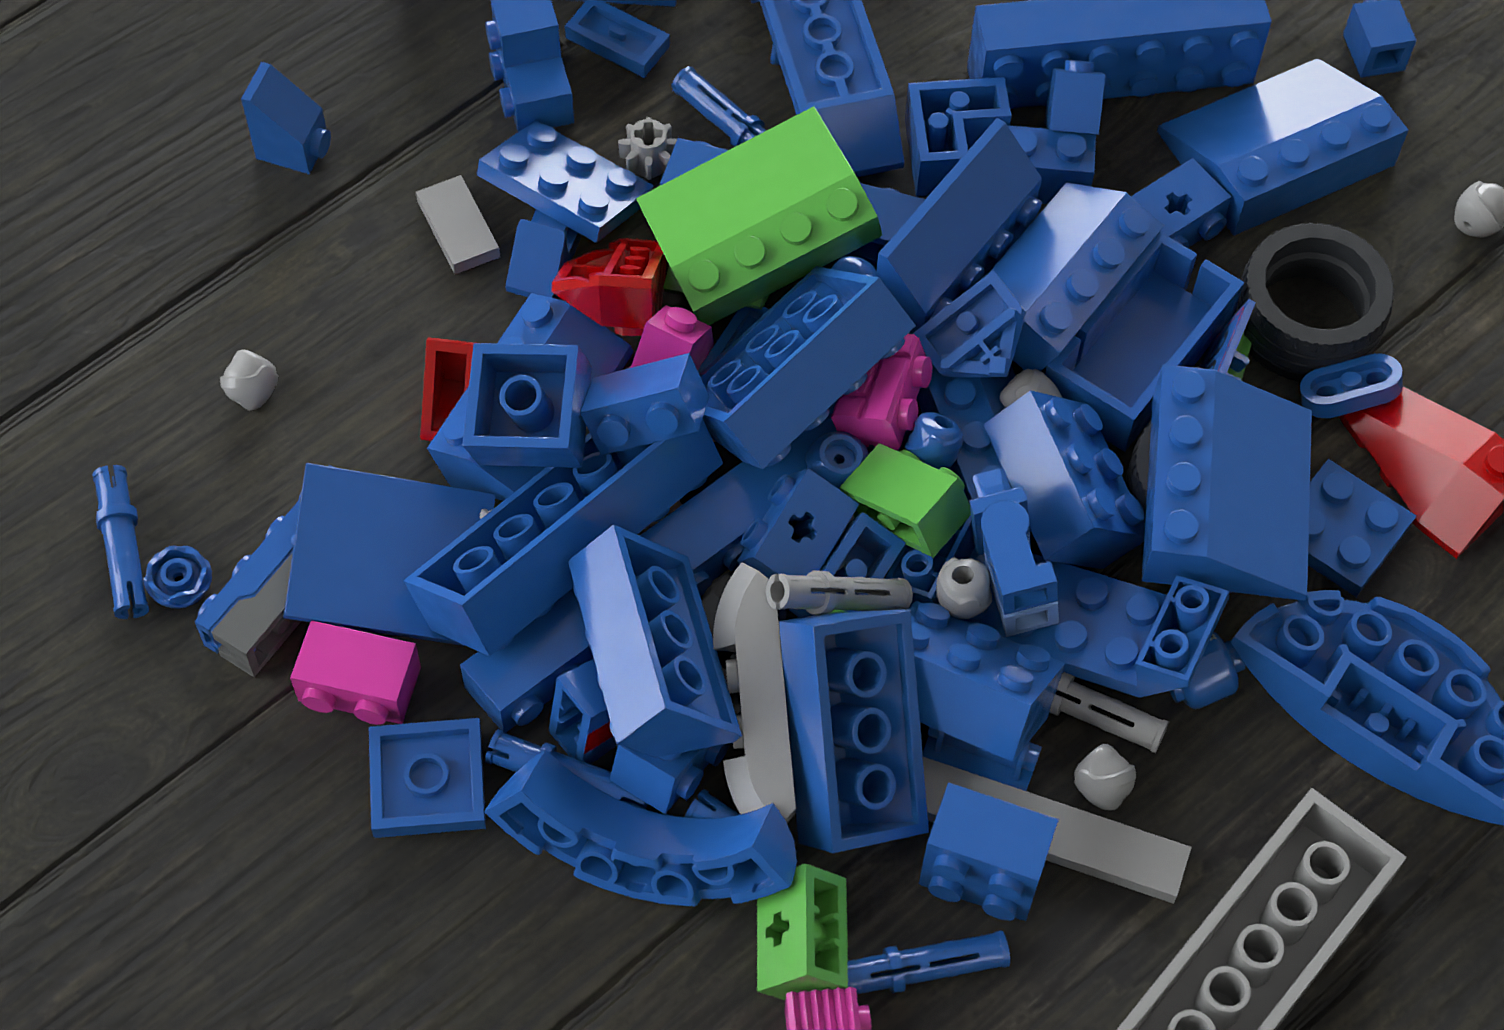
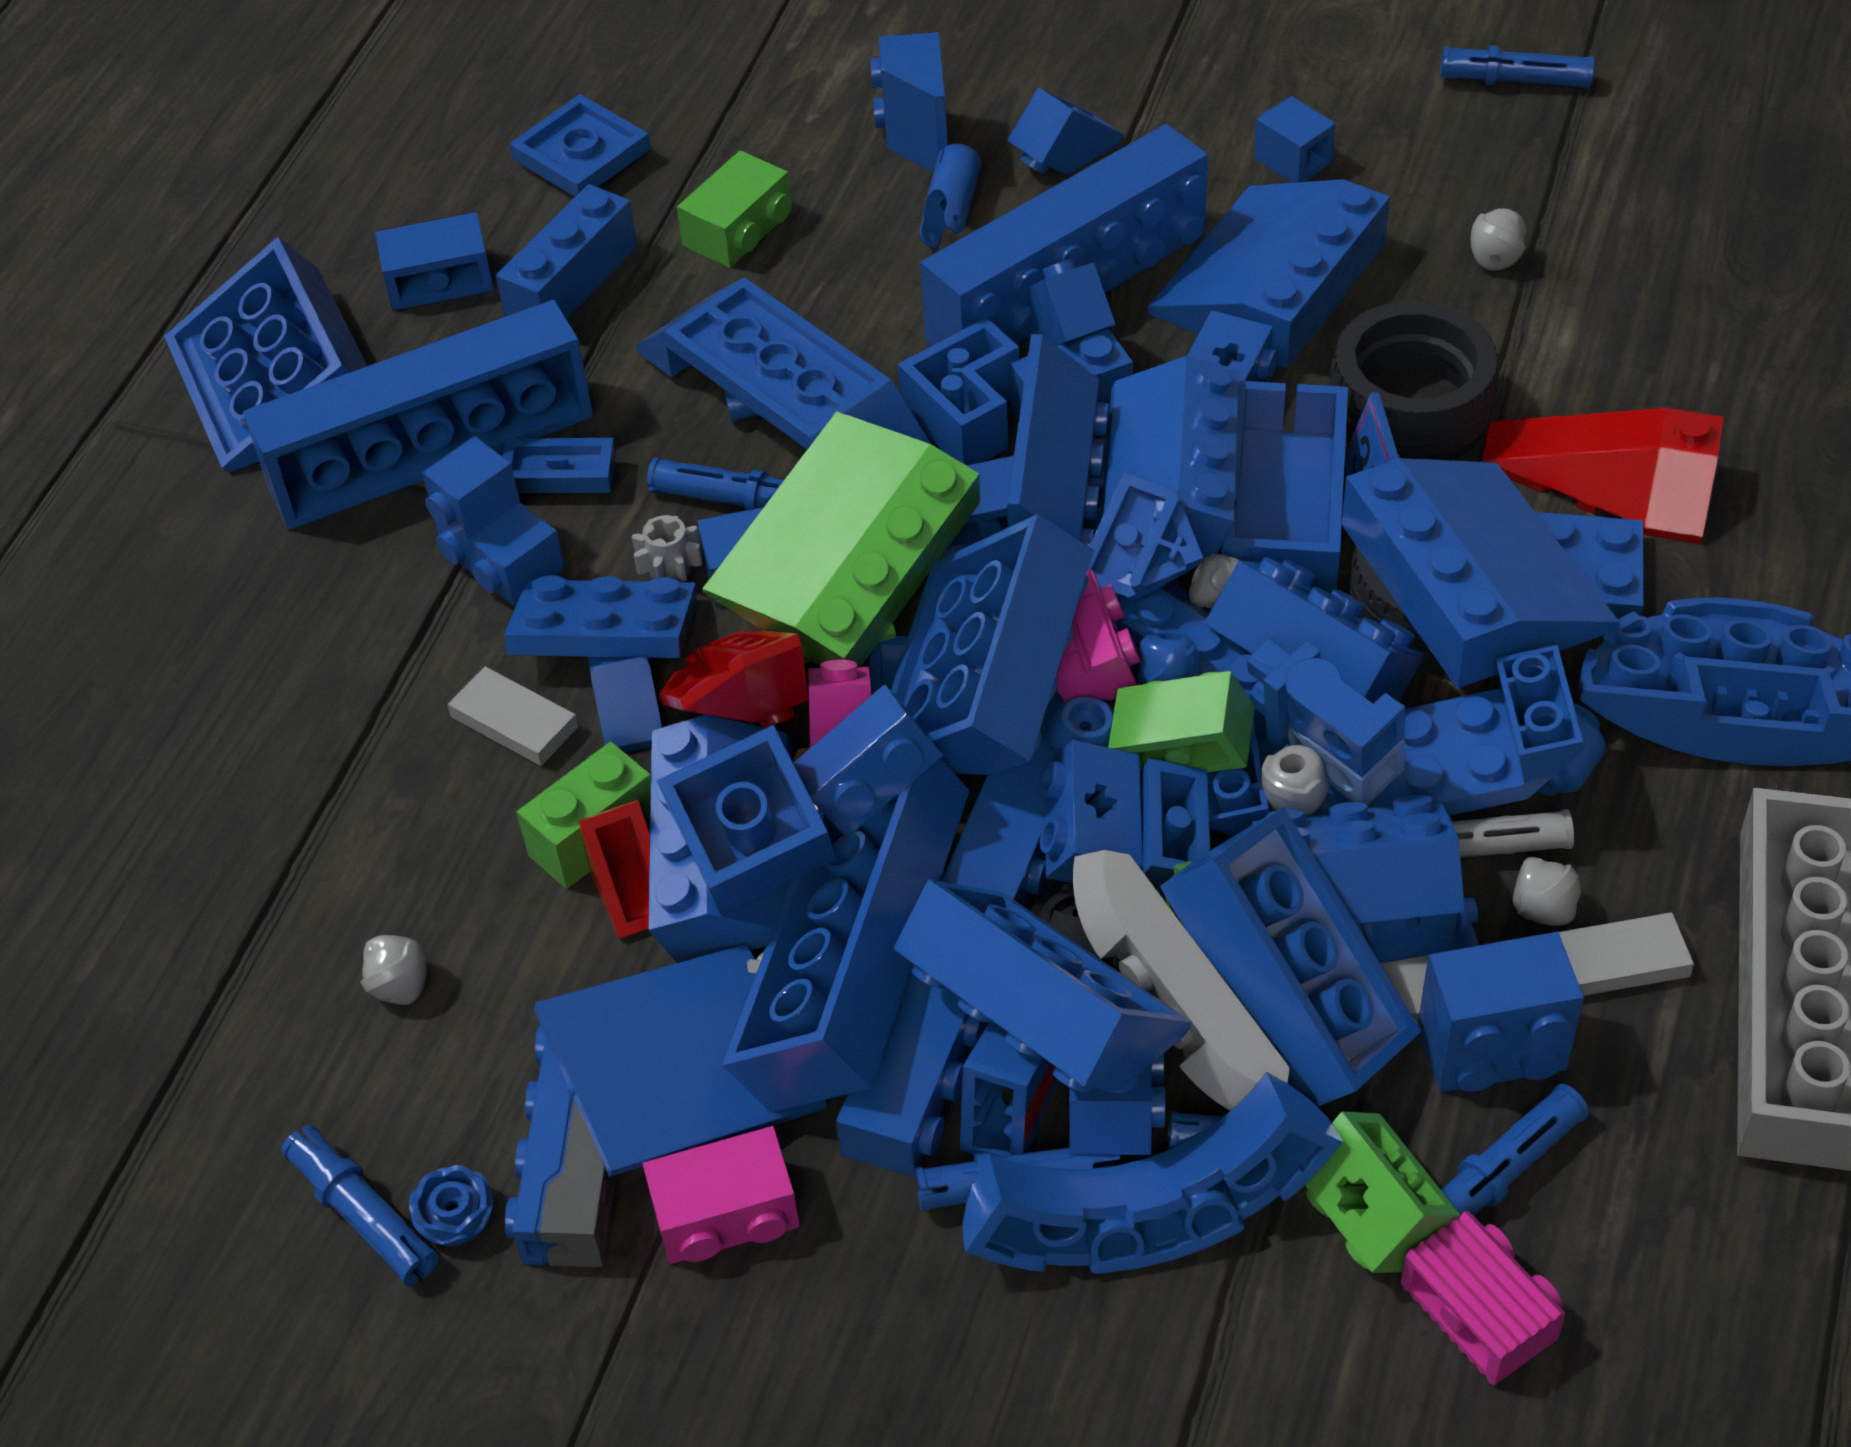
camera: 25 degrees left, 10 degrees down
(284, 121) = (262, 700): blue slope -> none
(426, 777) = (871, 1259): blue plate -> none
(460, 317) = (594, 786): none -> bright green brick
(795, 592) = (1180, 840): light grey pin -> none
(1351, 385) = (1506, 431): blue plate -> none

